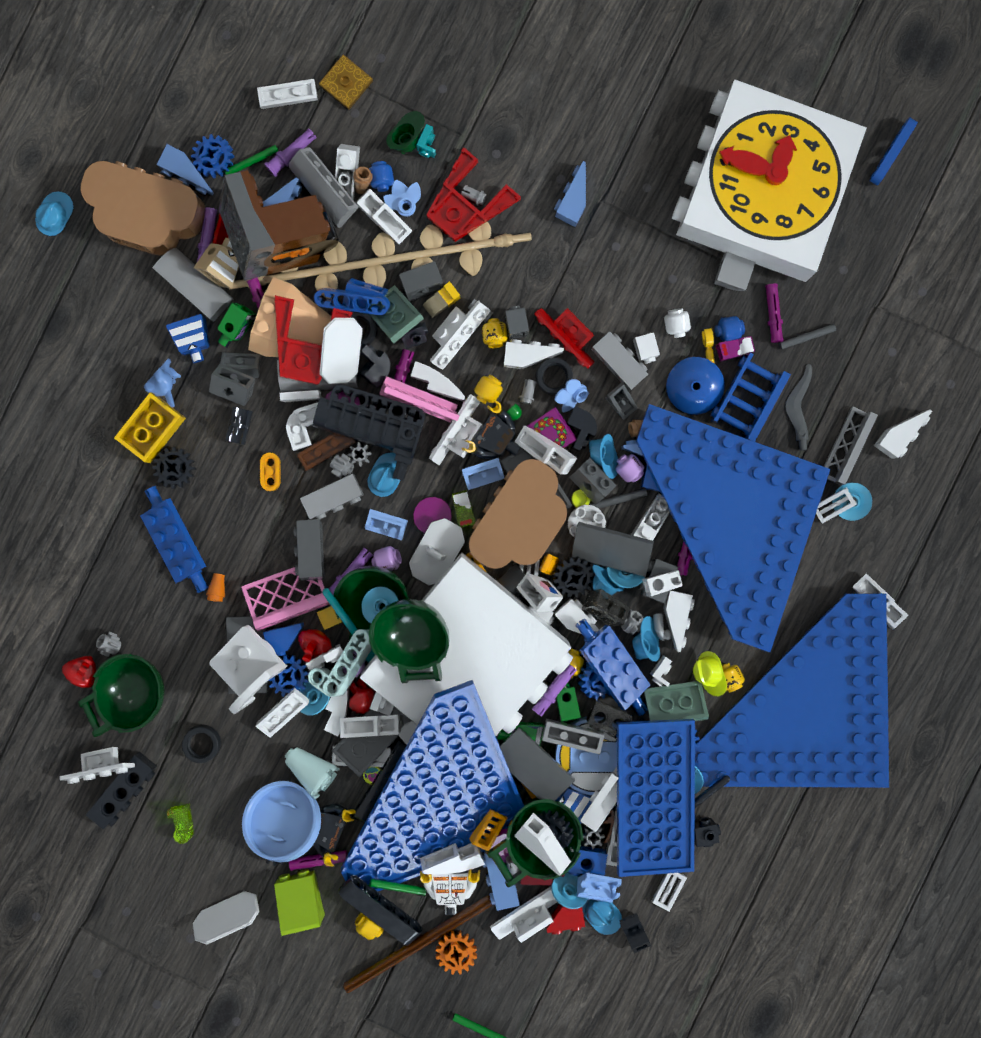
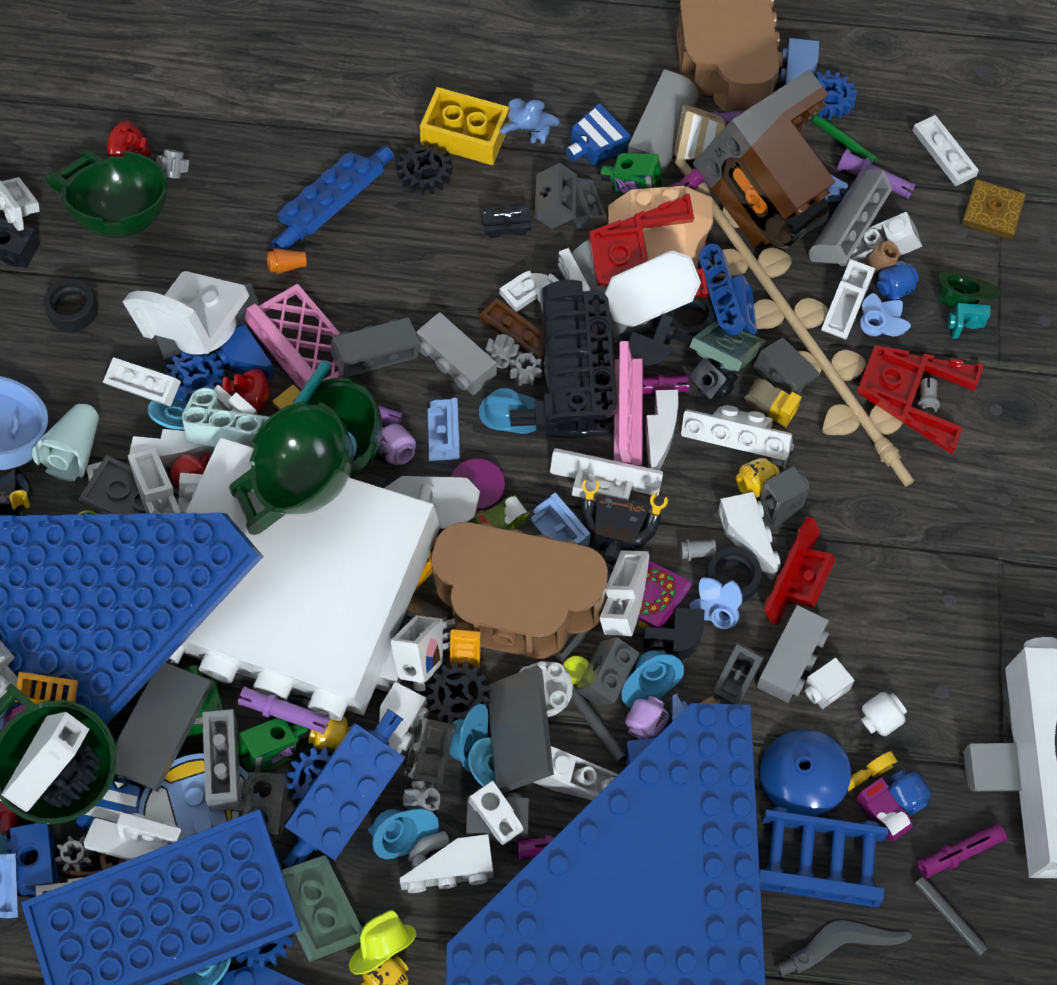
camera: 70 degrees right, 25 degrees down
(268, 472) = (460, 274): light orange plate -> none
(488, 389) = (682, 495): yellow head -> none
(515, 412) = (662, 540): green hinge -> none
(574, 201) = (981, 519): medium blue slope -> none
(662, 667) = (366, 869): white bracket -> none

